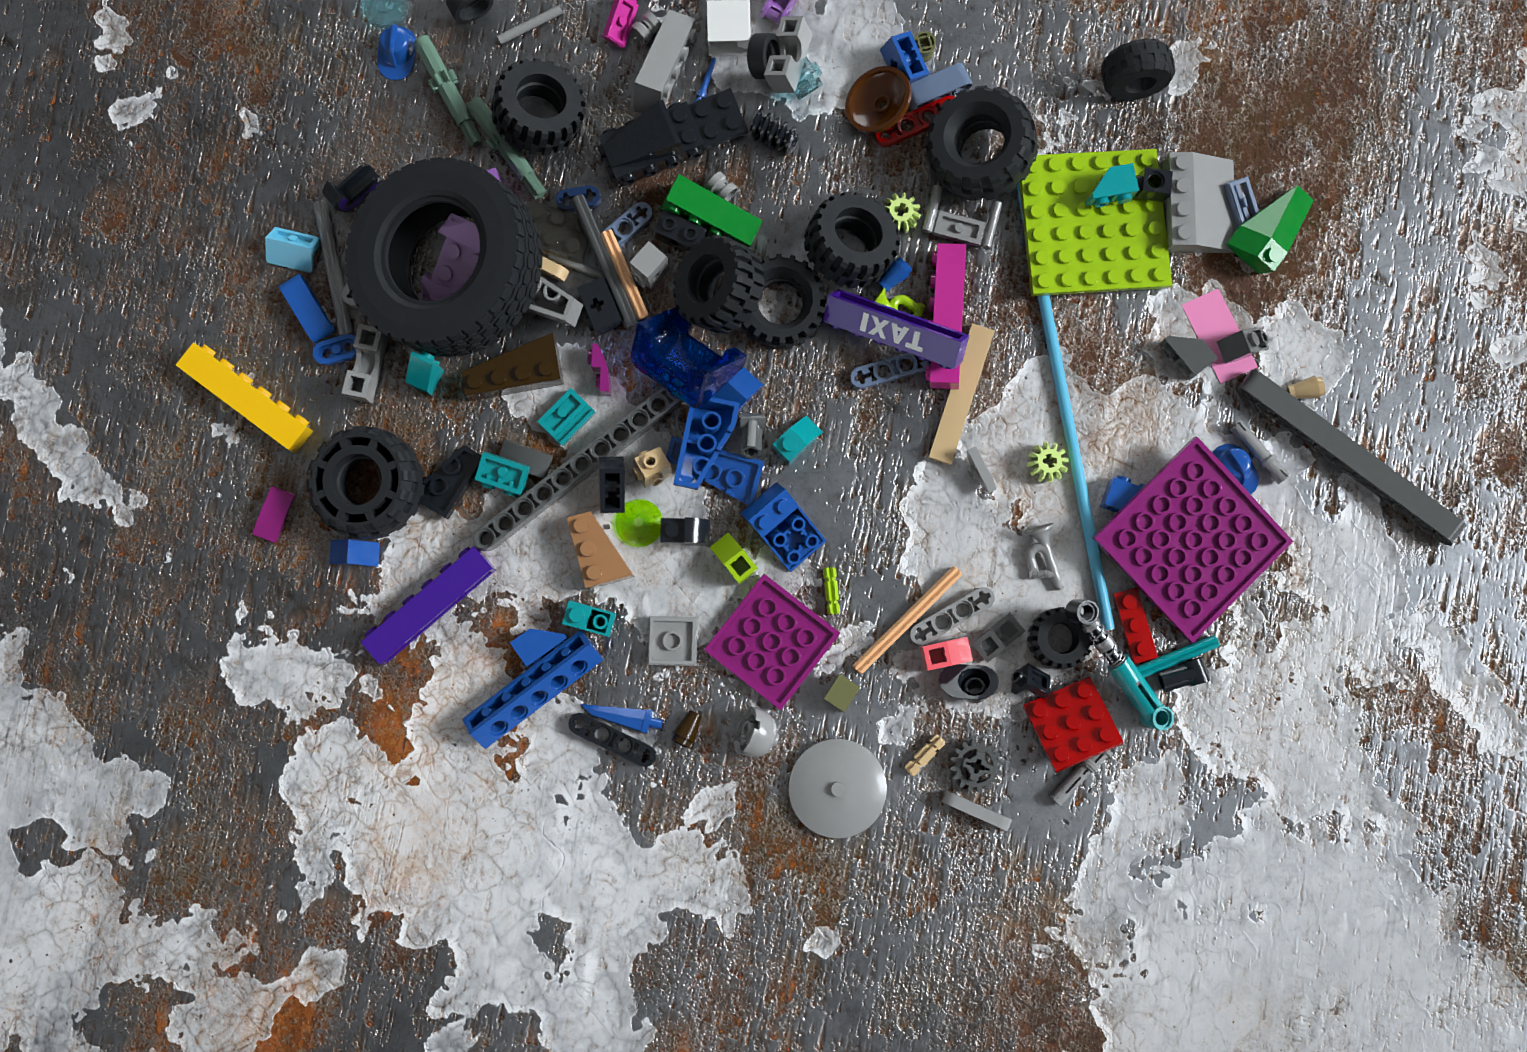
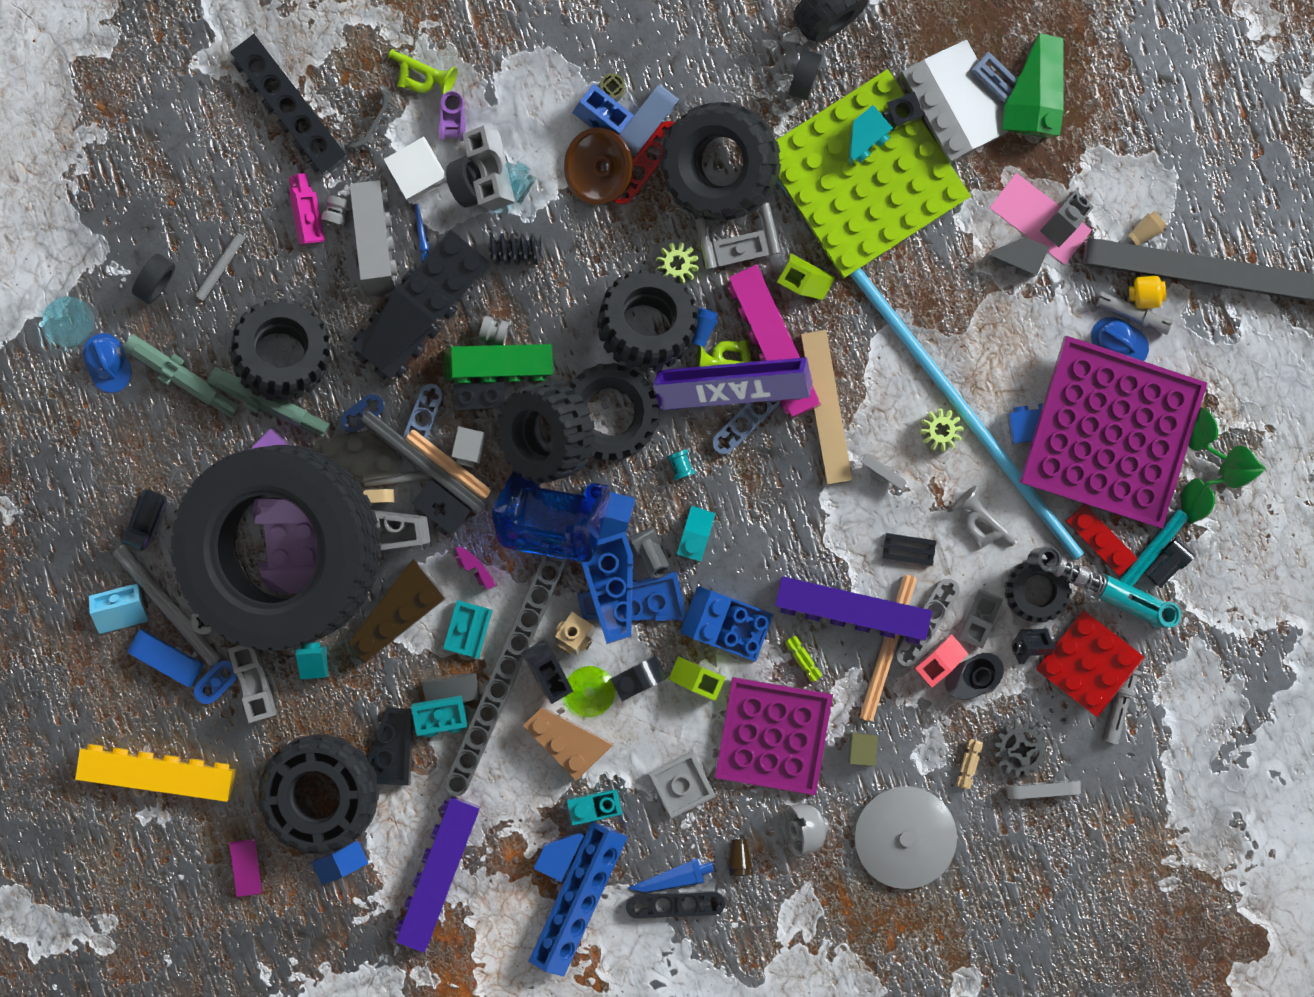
camera: 30 degrees left, 5 degrees up
(815, 376) = (681, 464): none -> teal bush
(897, 570) = (853, 608): none -> dark purple brick
(985, 559) = (931, 552): none -> black tile
(1000, 279) = (805, 278): none -> lime slope
(1087, 115) = (805, 74): none -> black tyre
(1281, 440) = (1148, 292): none -> yellow head
(1295, 621) = (1237, 471): none -> green plant

